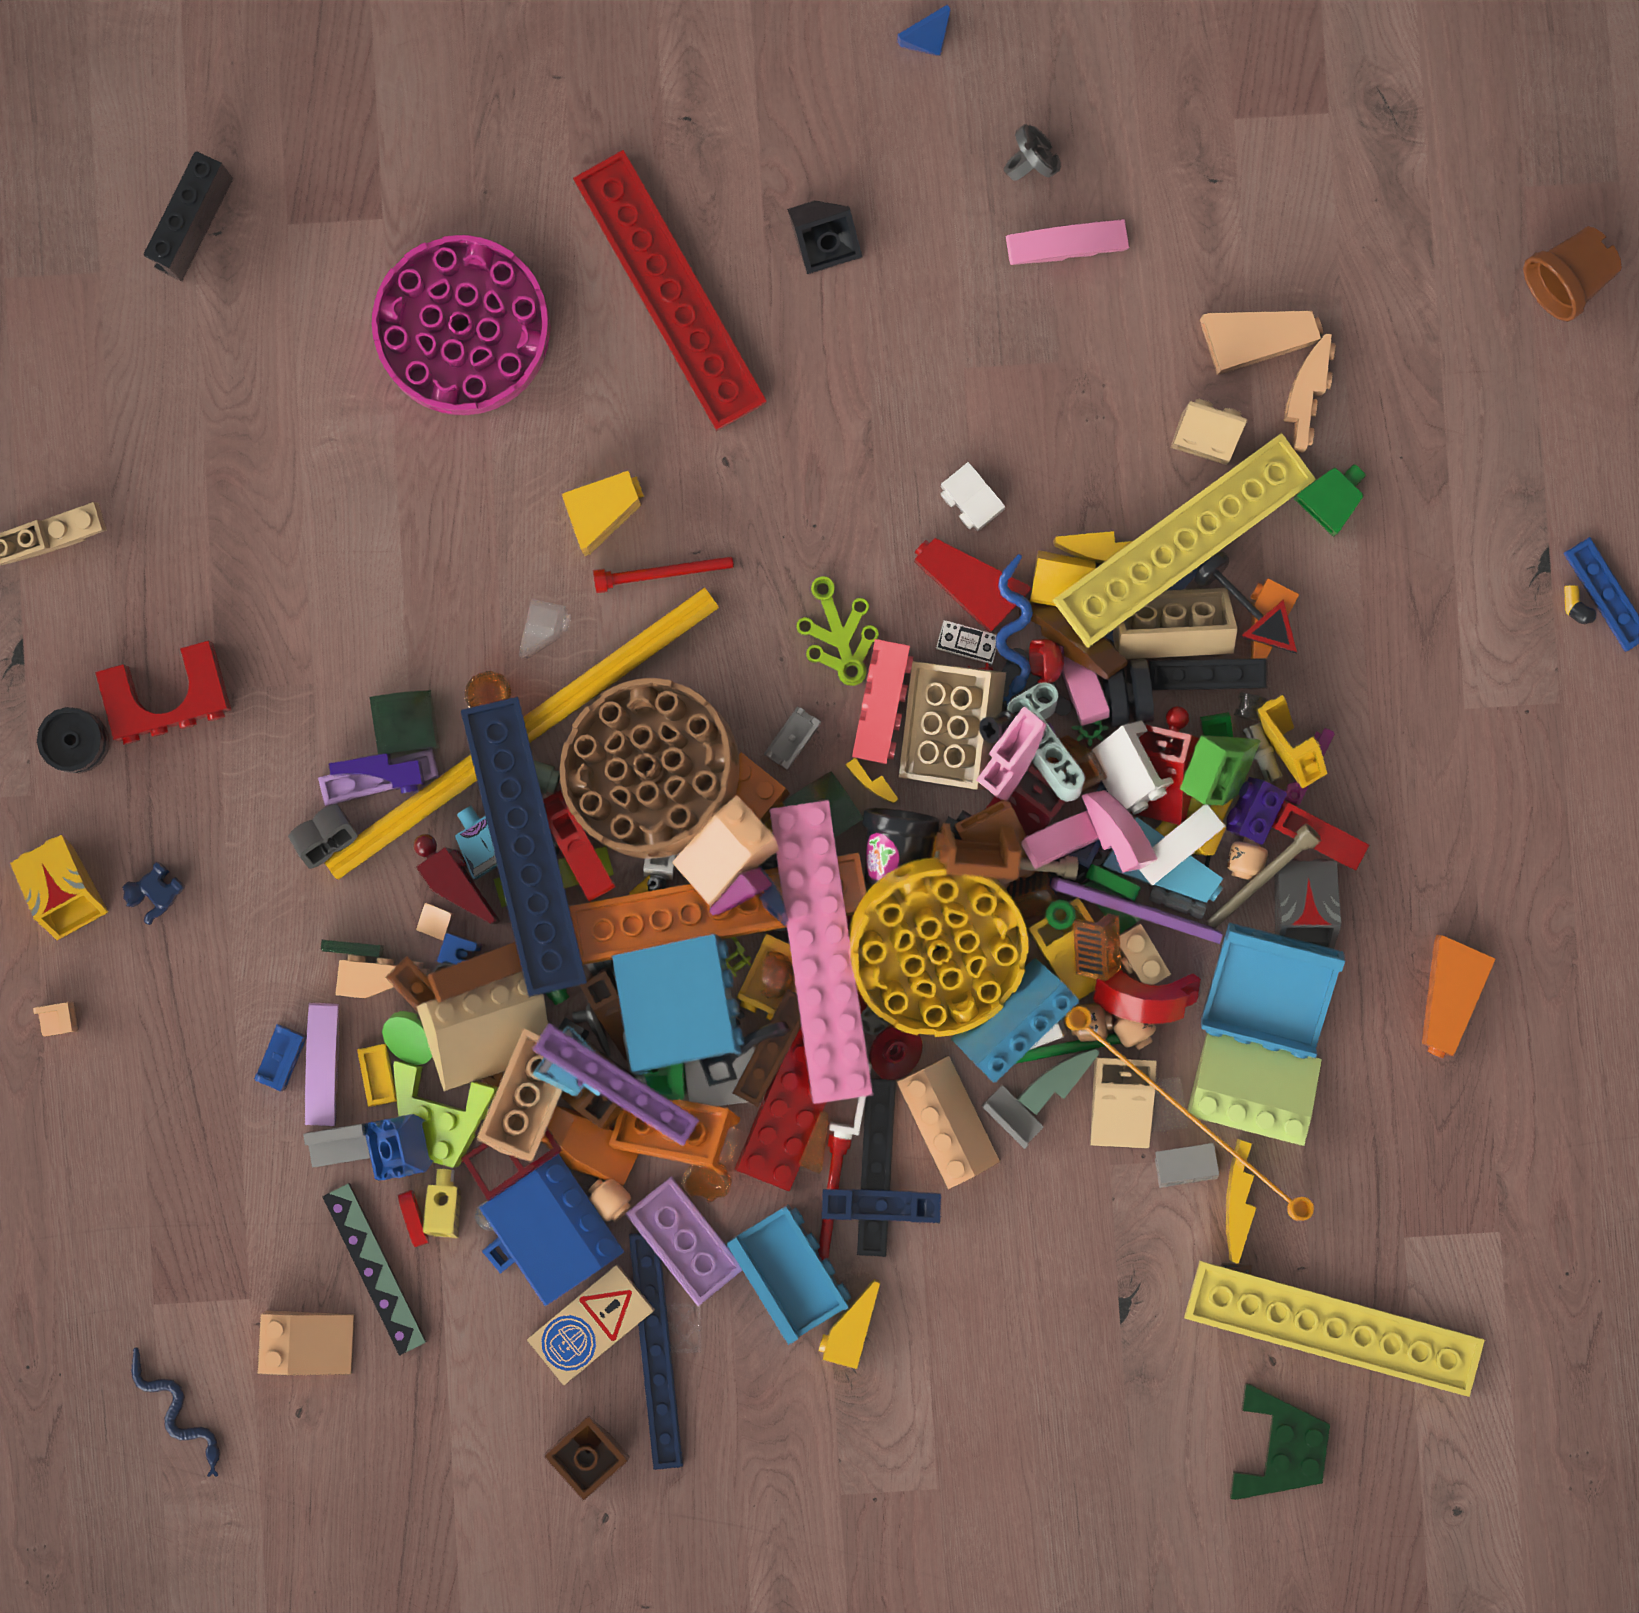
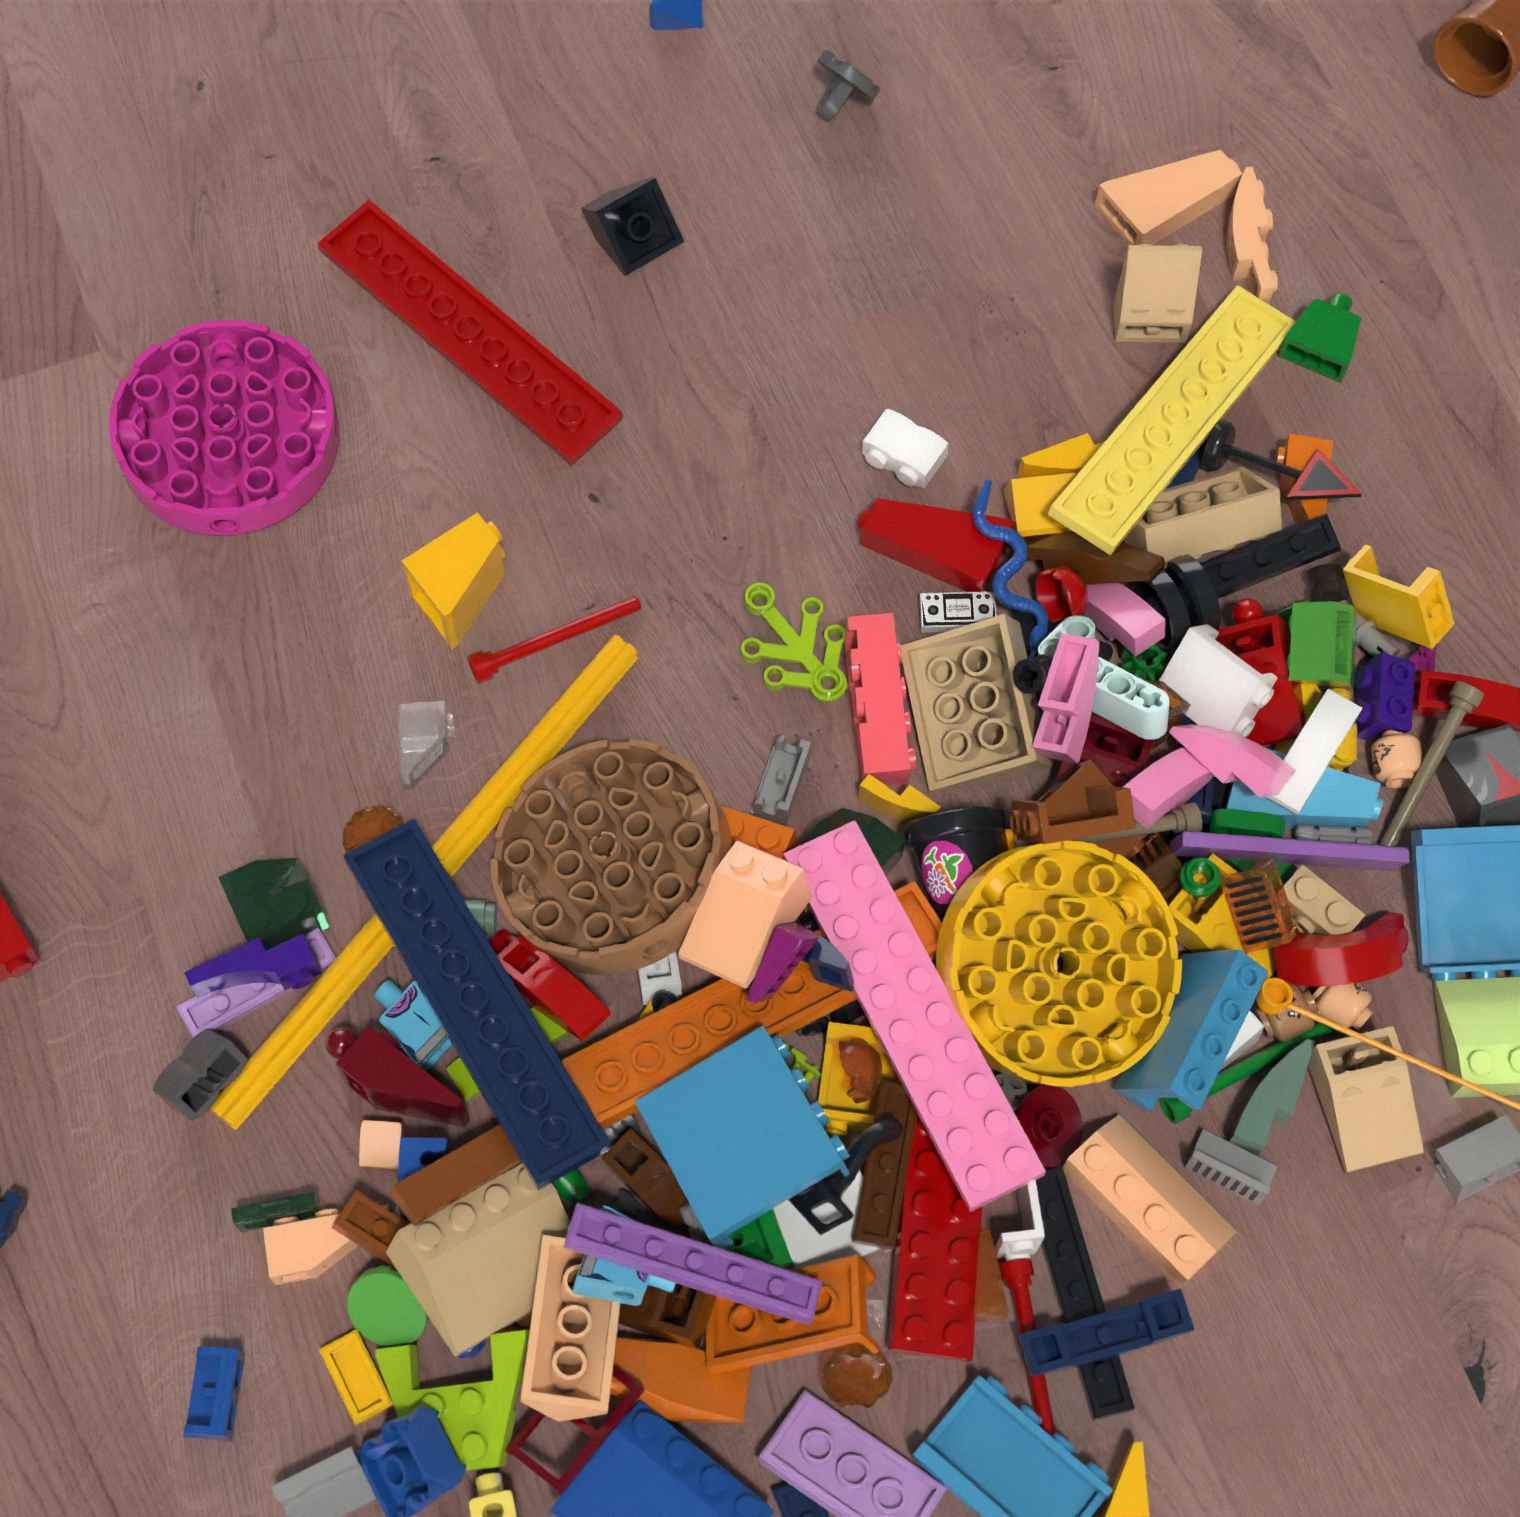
camera: 20 degrees left, 20 degrees down
(321, 1064) = (274, 1384): lavender slope -> none
(609, 1199) = (731, 1445): light nougat head -> none
(1067, 242) = (917, 158): bright pink slope -> none

